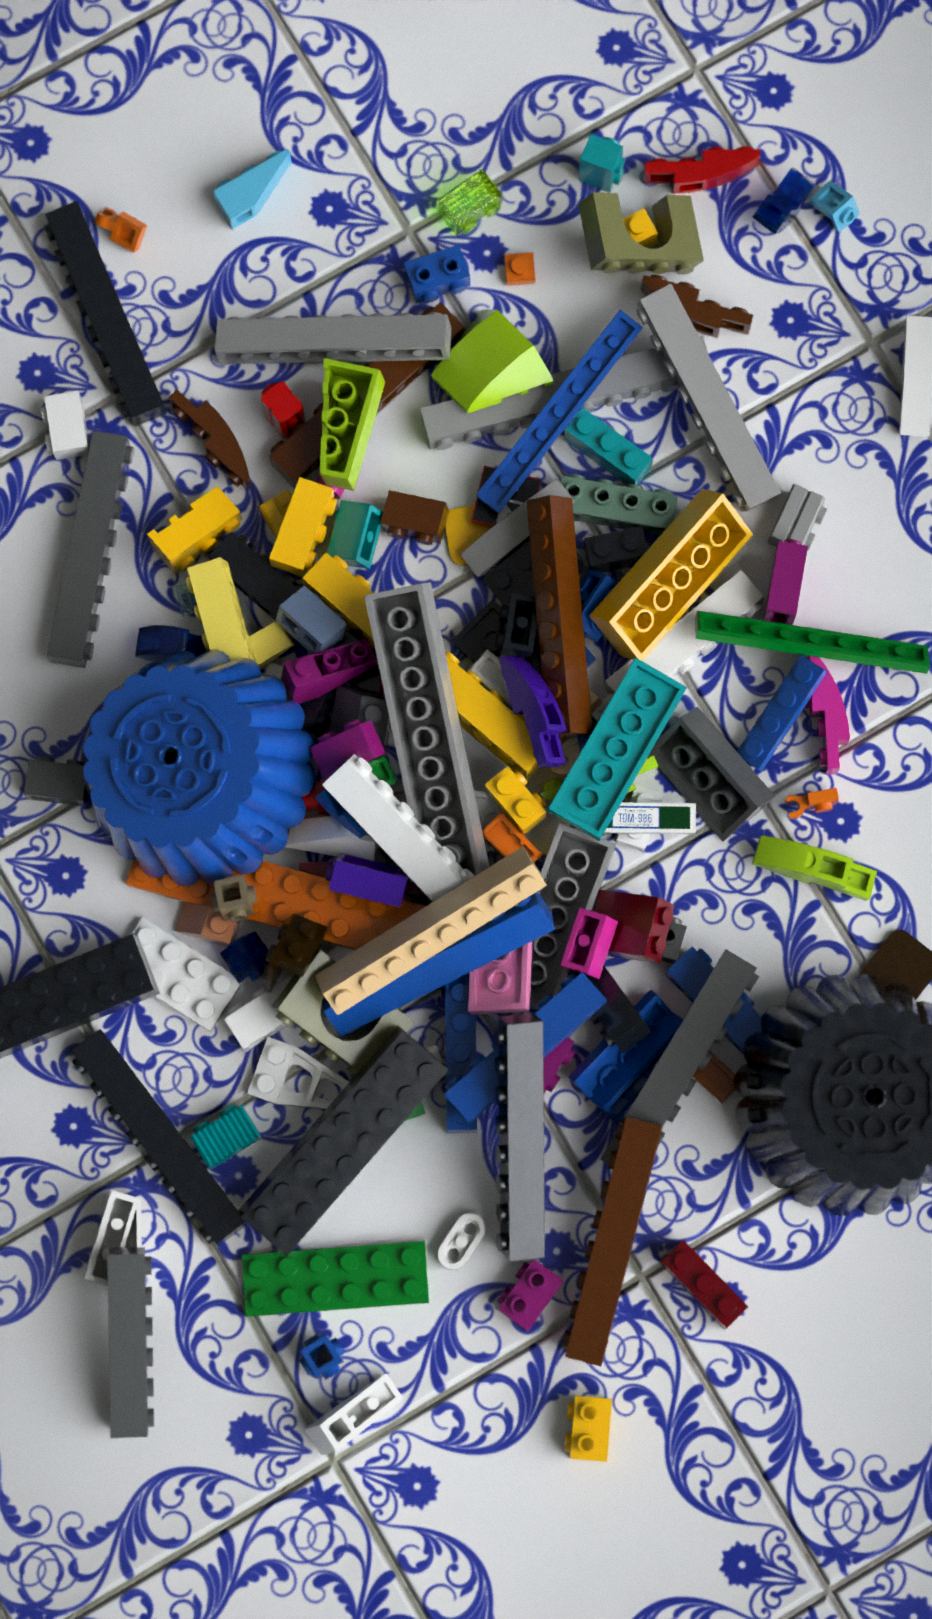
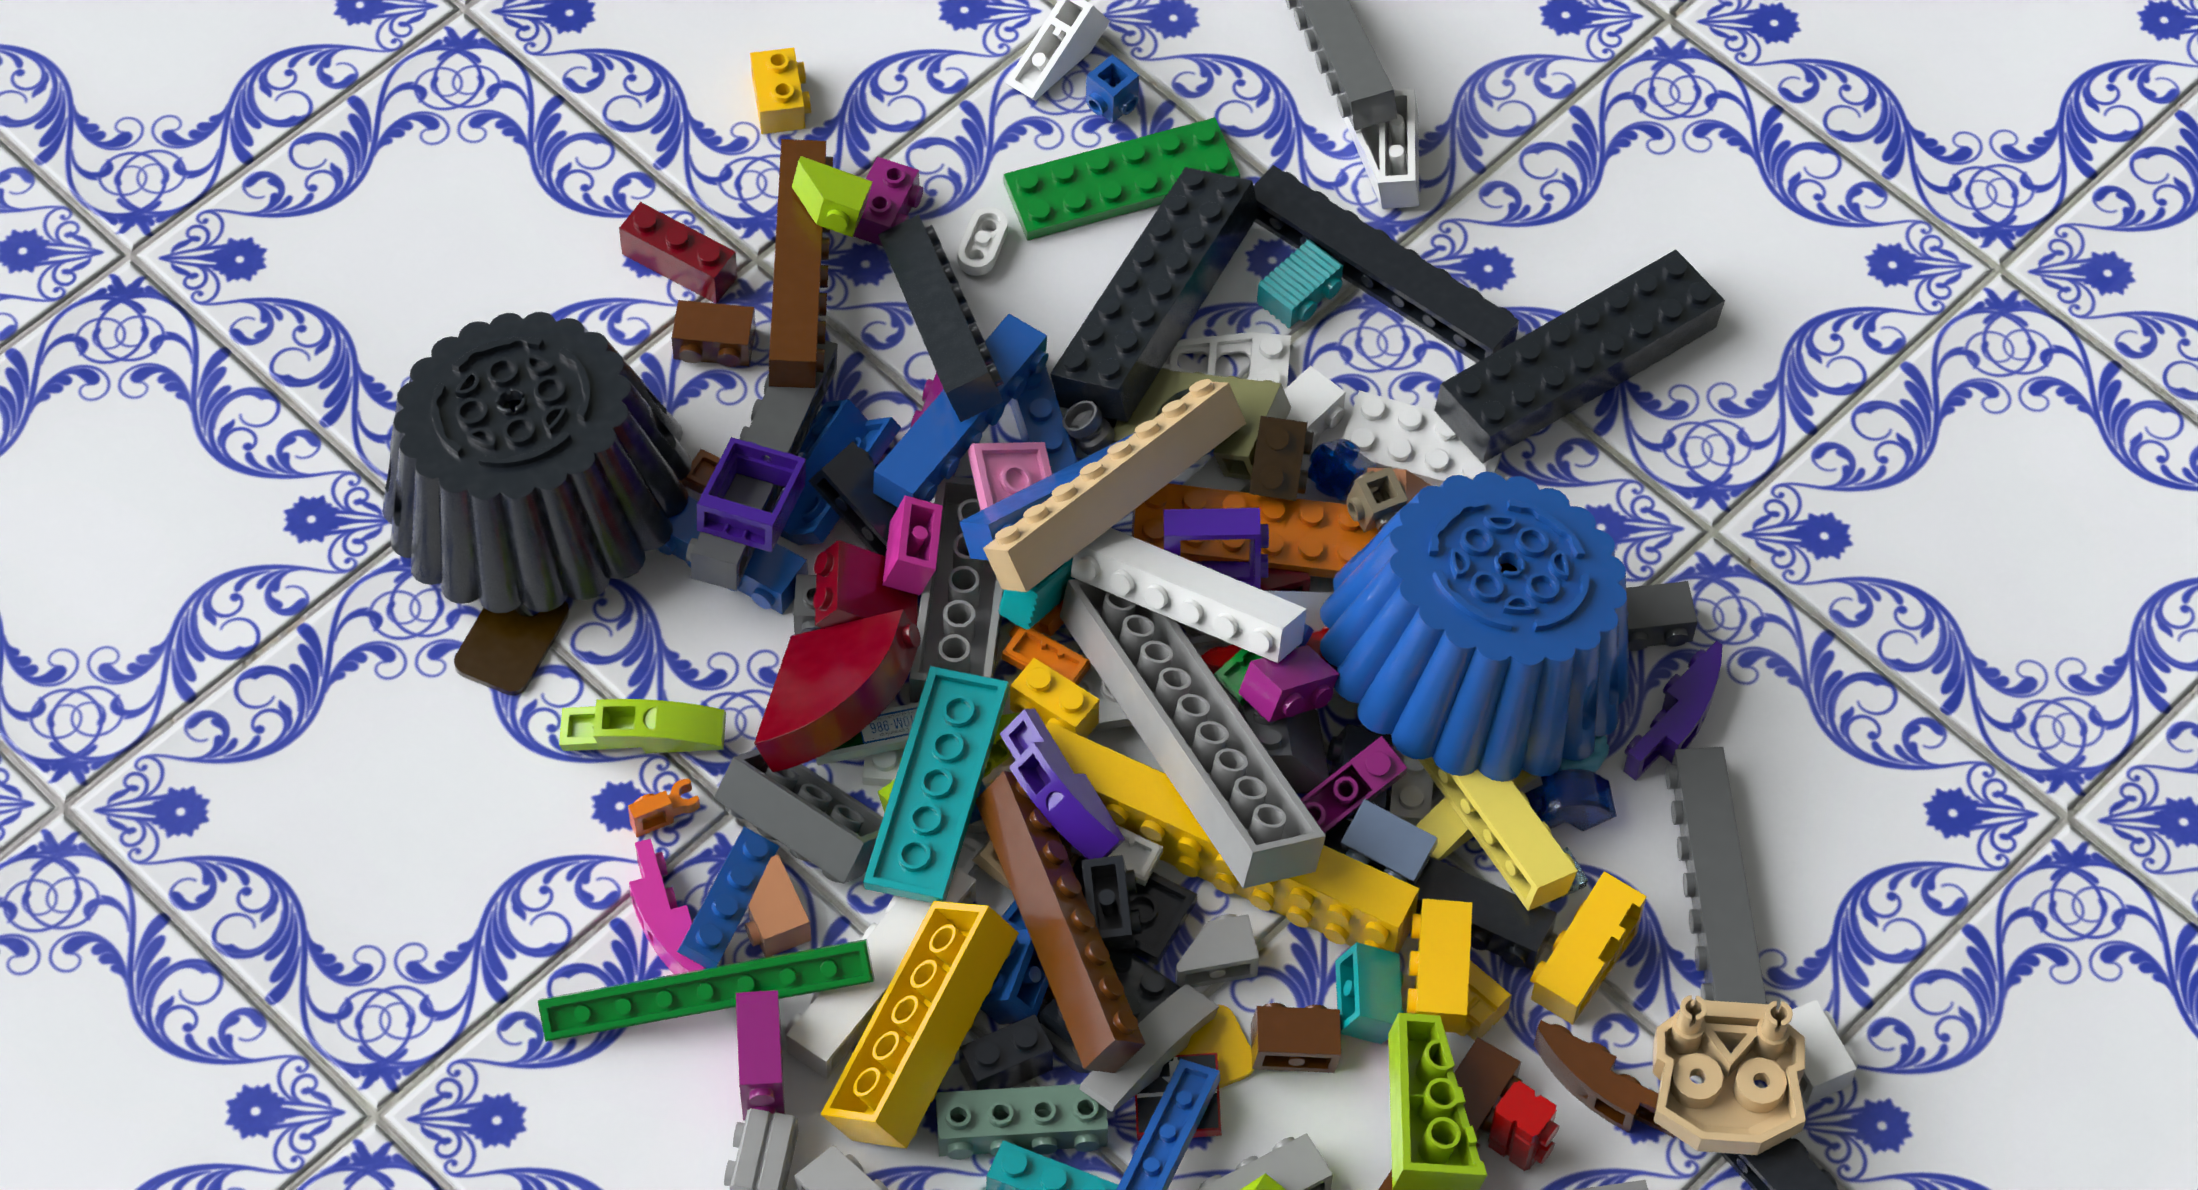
camera: 160 degrees right, 20 degrees down
(53, 706) = (1681, 715): none -> dark purple slope
(143, 377) = (1728, 1109): none -> tan brick
(434, 1034) = (1088, 427): none -> flat silver wheel
(453, 592) = (1220, 953): none -> light grey slope
(576, 1278) = (831, 195): none -> lime slope
(672, 845) = (834, 686): none -> dark red brick
(672, 1025) = (743, 522): none -> dark purple window
(692, 1202) = (713, 333): none -> reddish brown brick
(748, 699) = (776, 912): none -> nougat slope

